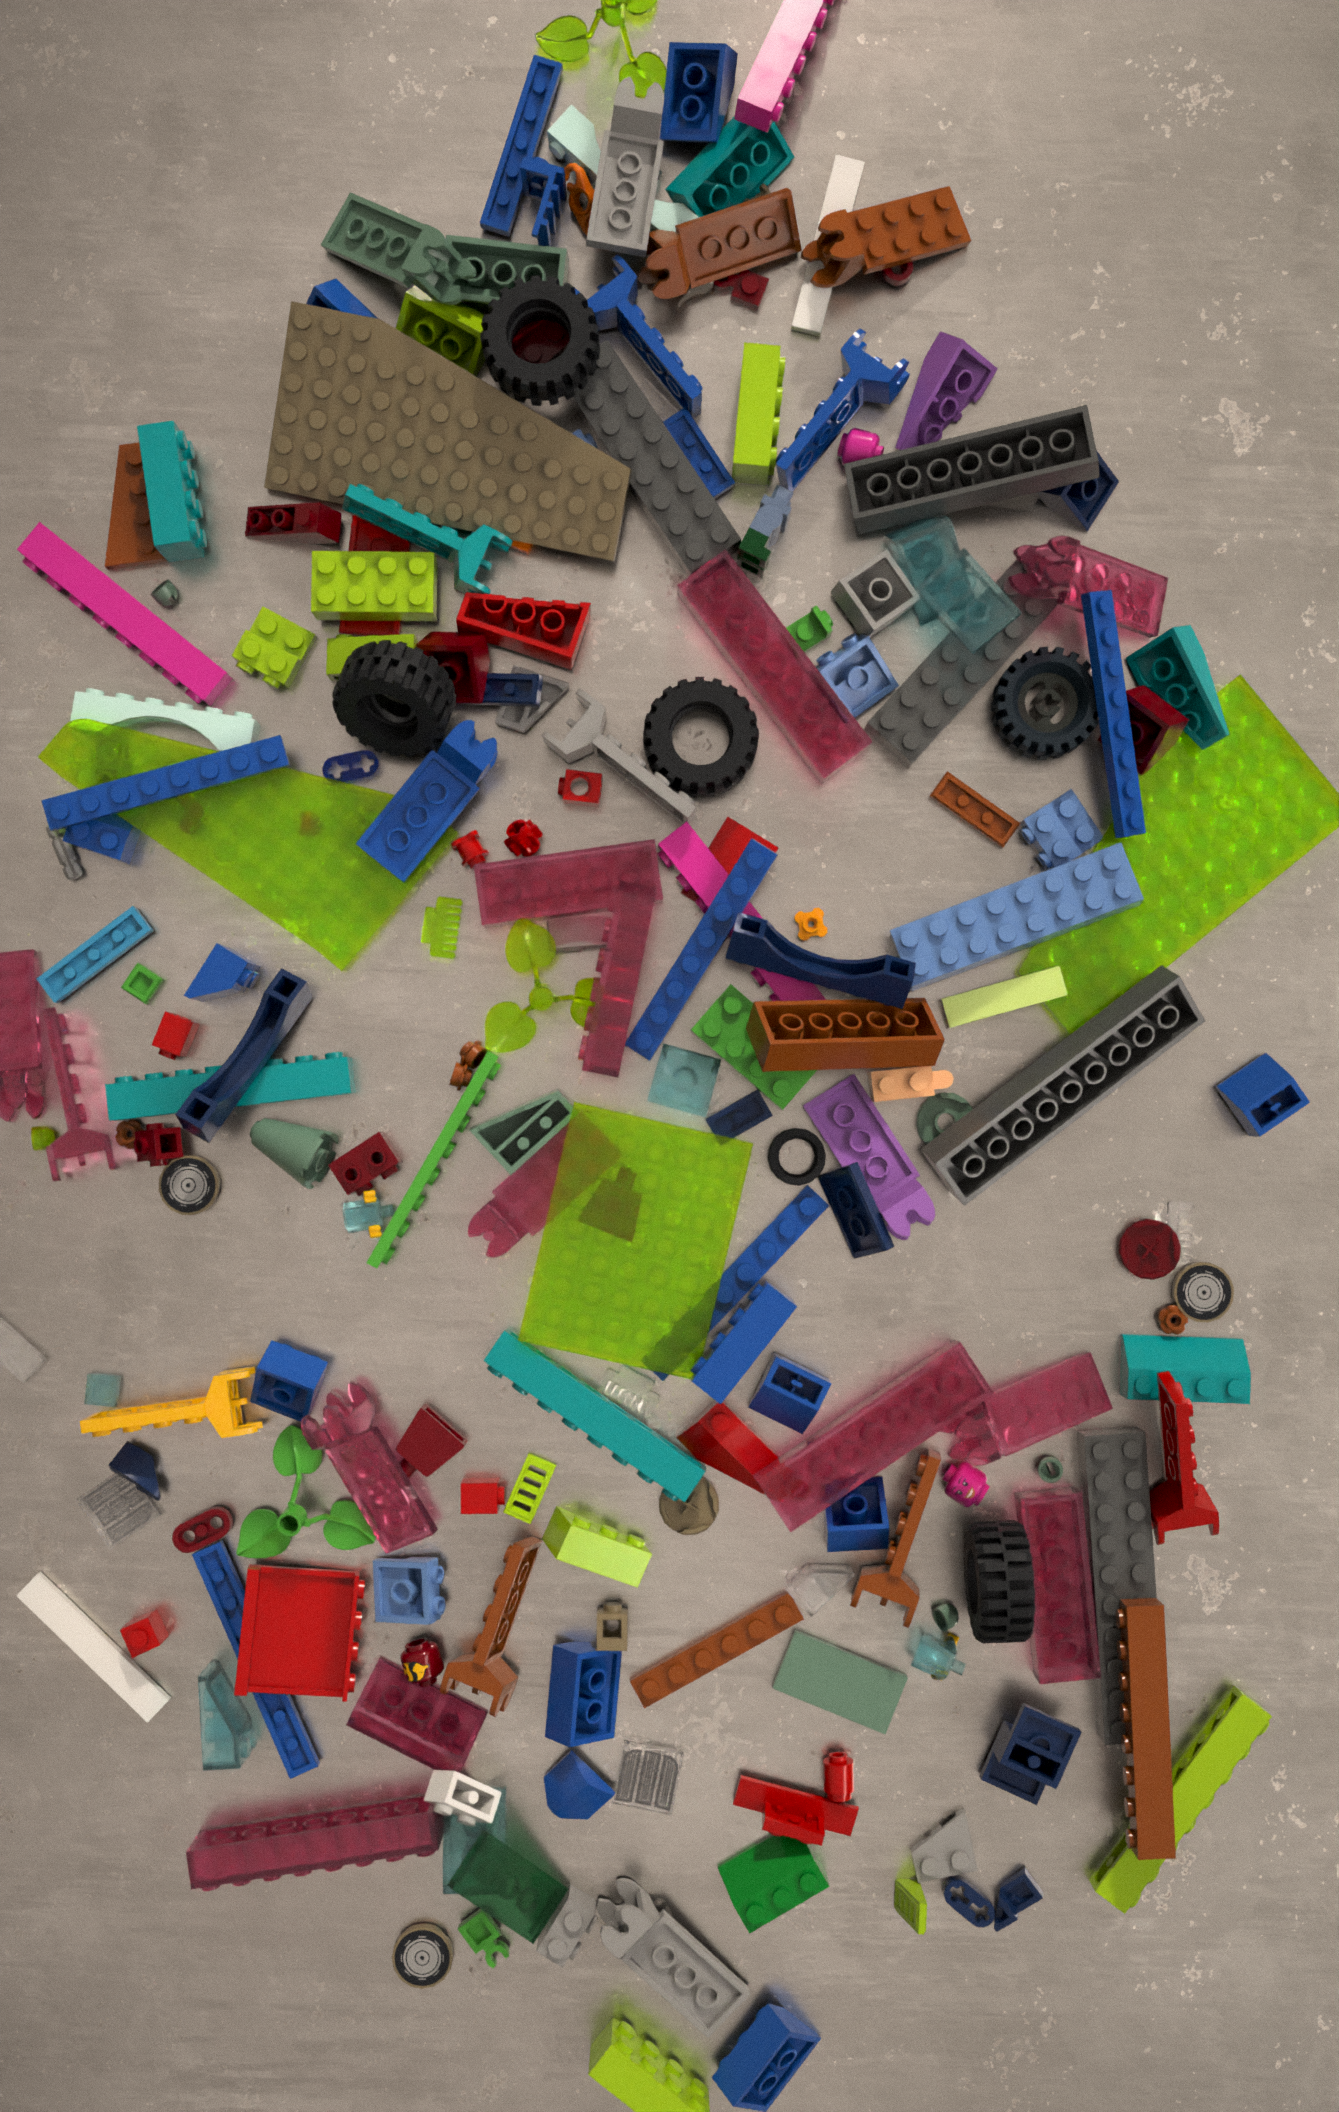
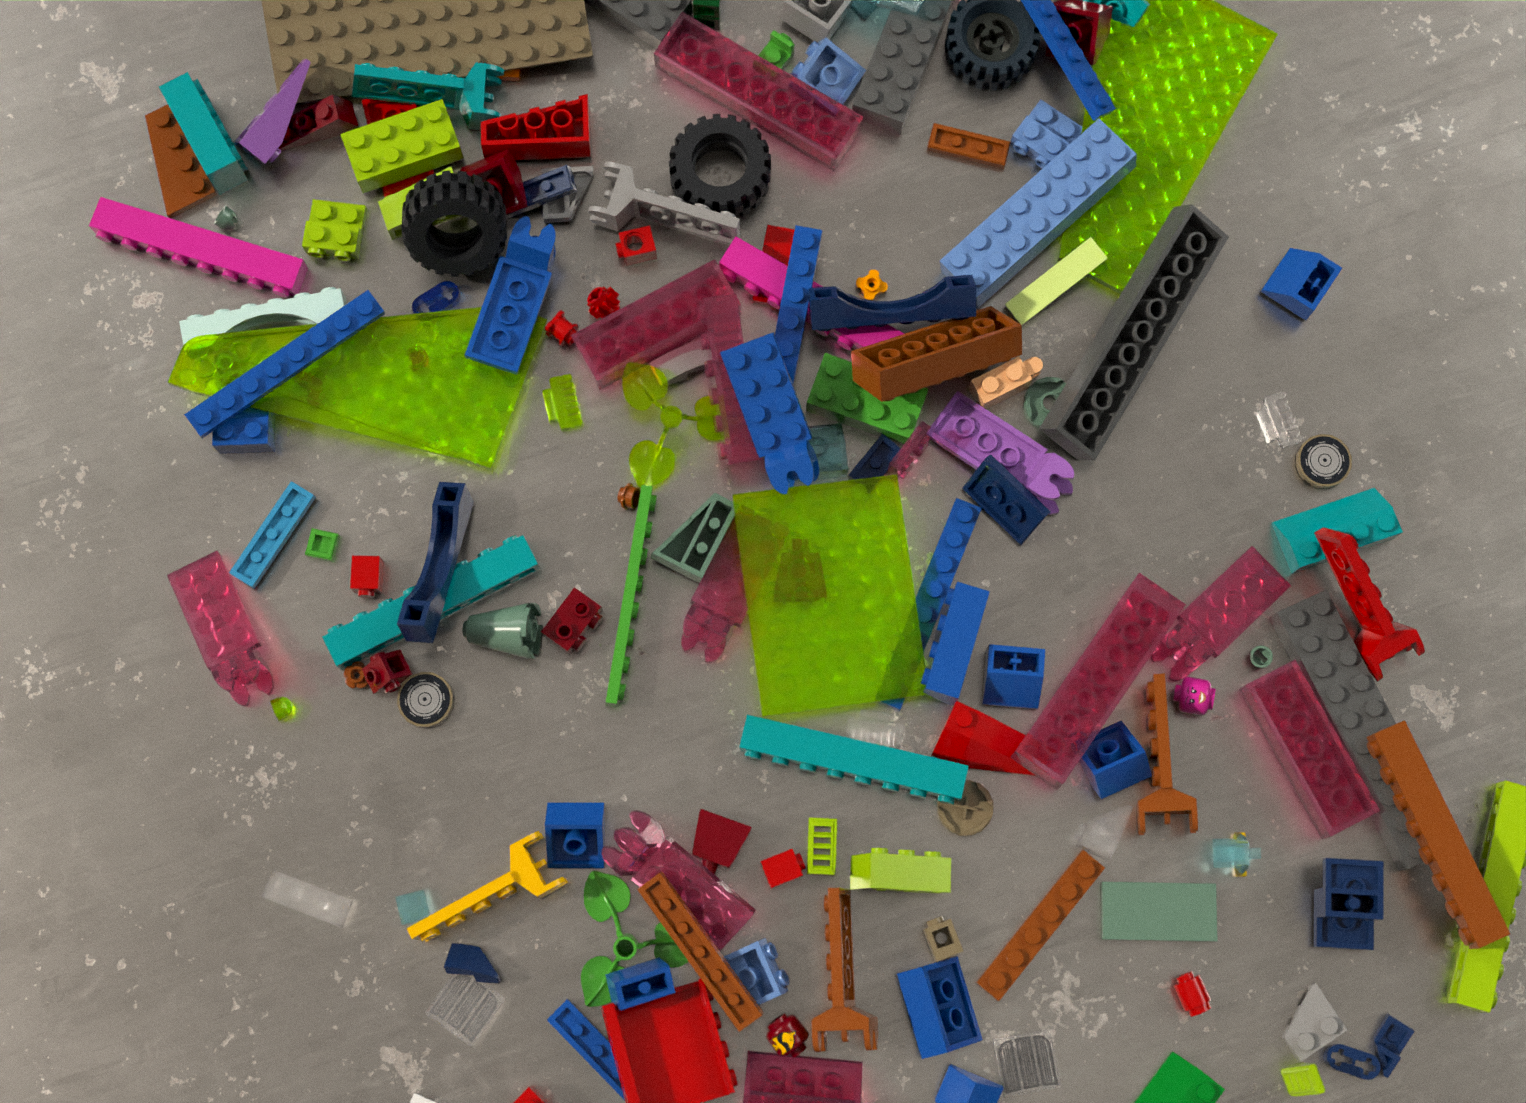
camera: 20 degrees left, 10 degrees down
(65, 854) = (214, 459): light grey axle -> none
(76, 1140) = (315, 691): clear pink hinge -> none
(203, 1528) = (547, 995): dark red plate -> none
(223, 975) = (391, 507): blue slope -> none
(237, 514) = (268, 129): none -> medium lavender wedge
(295, 1557) = (640, 983): none -> blue brick
(365, 1214) = (587, 664): clear light blue piece -> none
(365, 1551) = (700, 951): none -> dark orange plate
(460, 1076) = (625, 518): dark orange plate -> none
(645, 1038) = (772, 411): none -> blue hinge
(766, 1130) = (914, 446): none -> clear pink plate
(794, 1812) = (1167, 1039): red bracket -> none
(819, 1158) = (940, 457): black tyre -> none
(945, 1616) = (1225, 818): sand green hinge -> none
(999, 1581) = (1258, 758): black tyre -> none
(1150, 1249) = (1264, 441): dark red tile -> none
(1165, 1320) = (1304, 498): dark orange plate -> none

